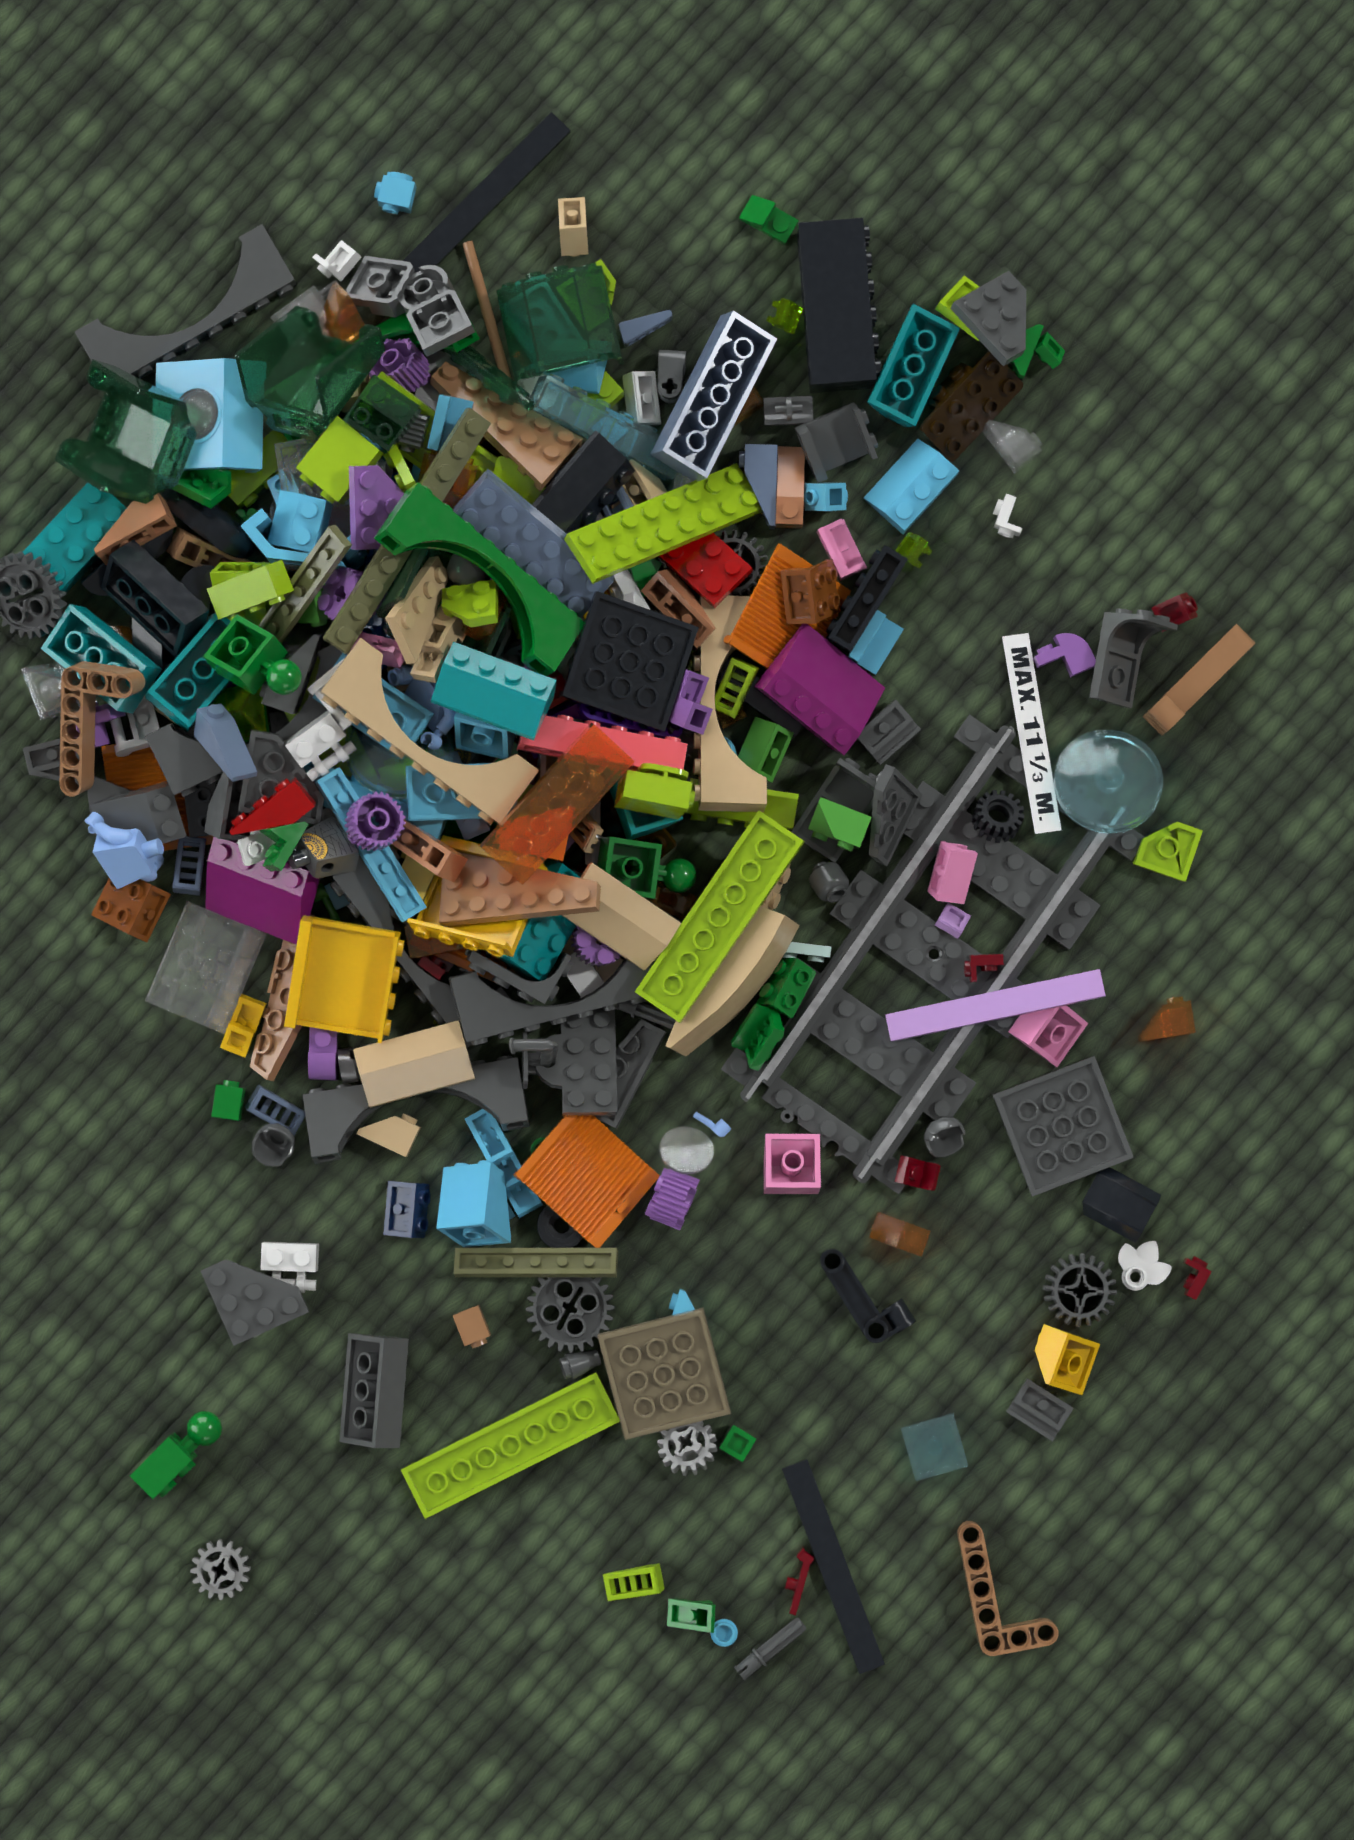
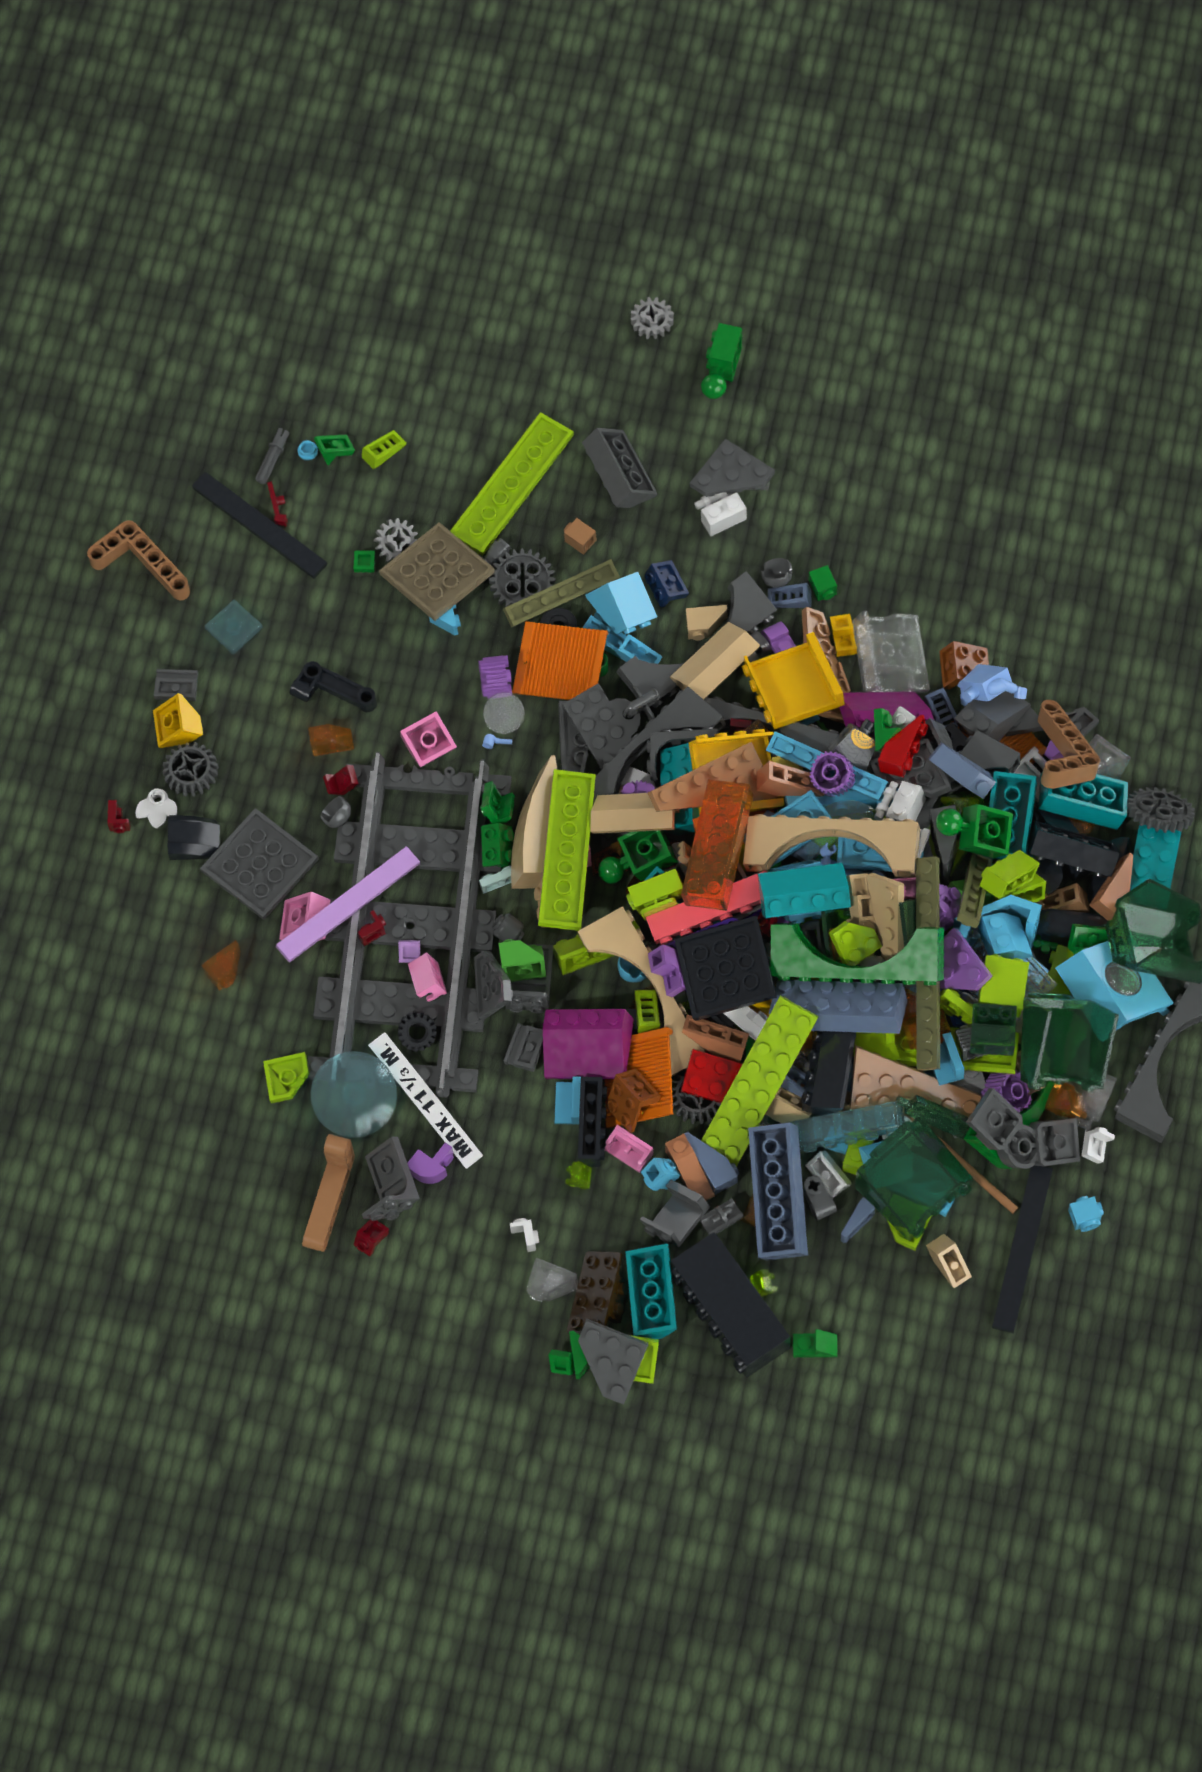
camera: 155 degrees right, 20 degrees down
(765, 747) = (603, 986): bright green brick -> none
(911, 485) = (605, 1217): medium azure slope -> none

